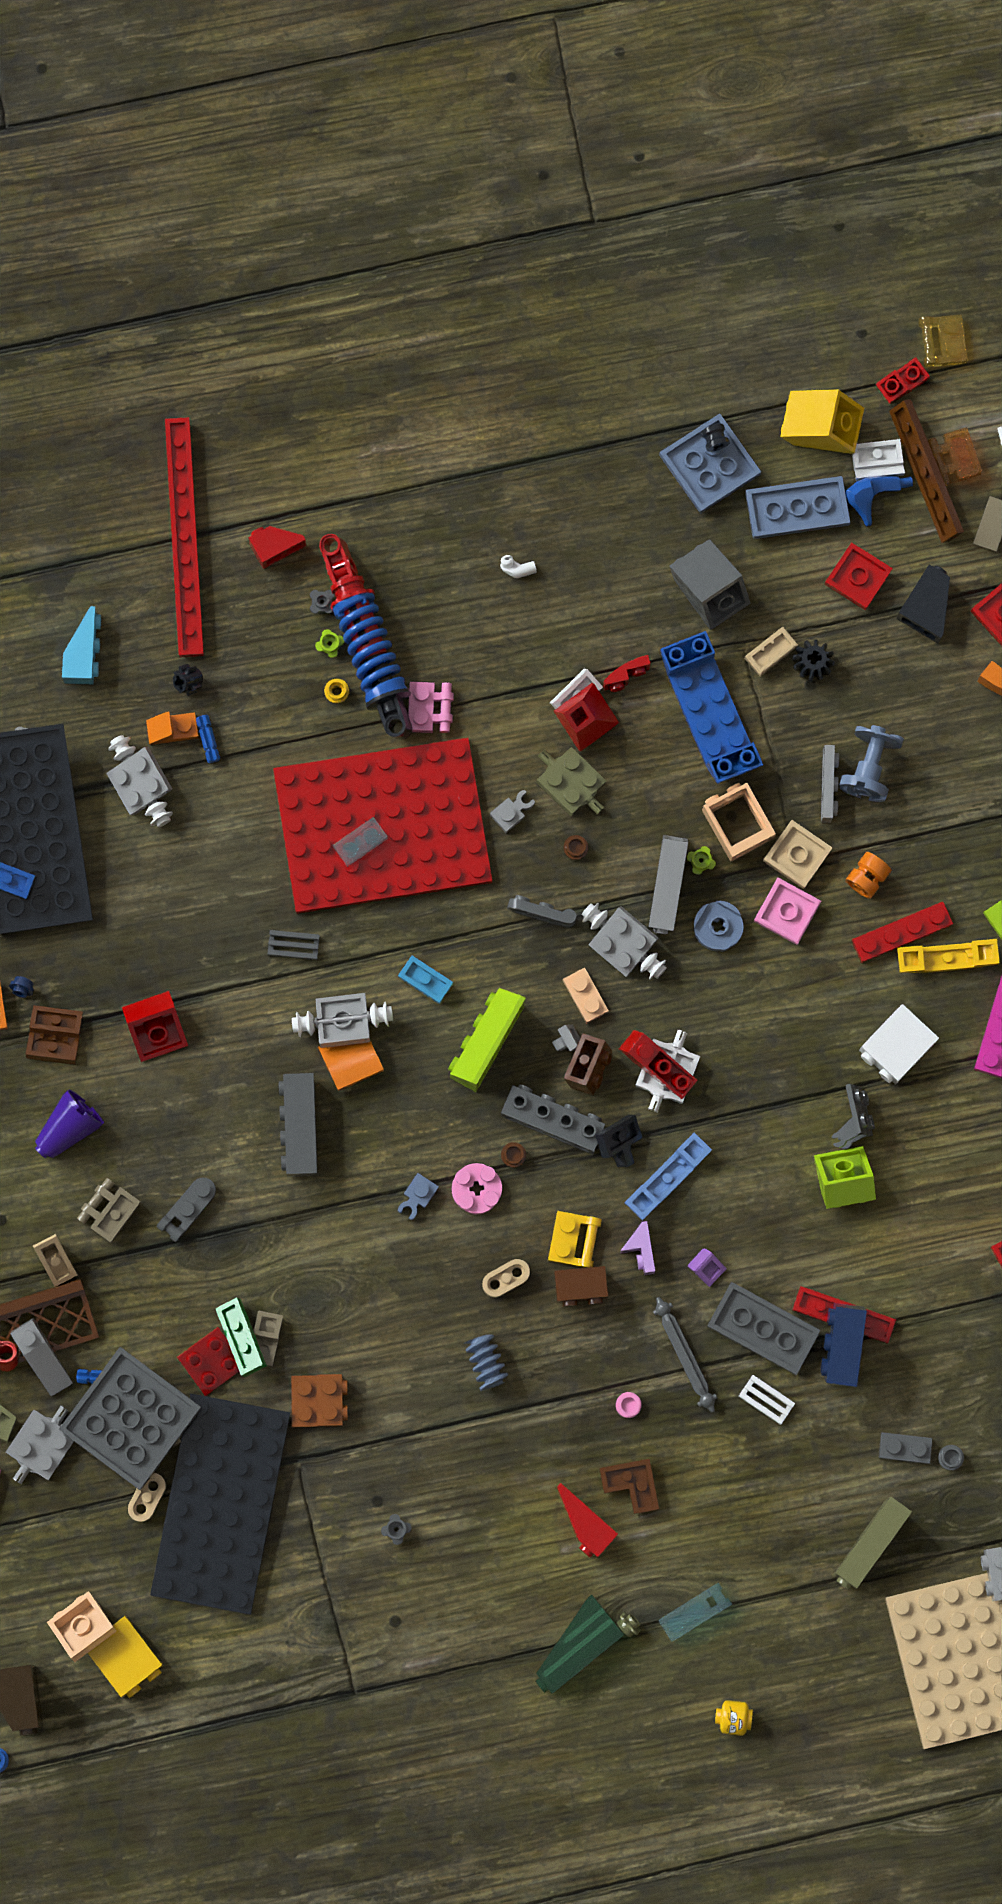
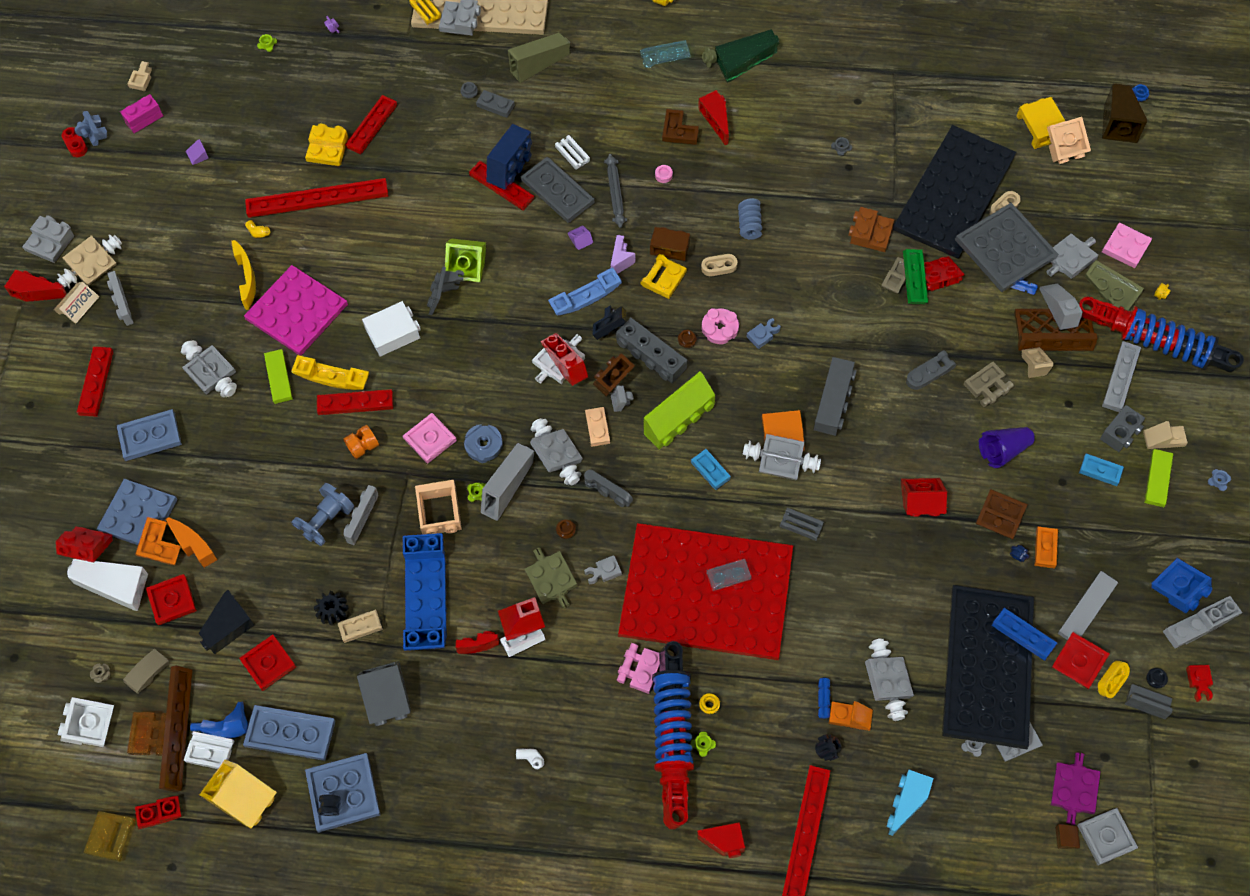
camera: 155 degrees left, 15 degrees down
(316, 606) = (702, 785): dark grey plate -> none
(797, 854) = (405, 473): tan plate -> none

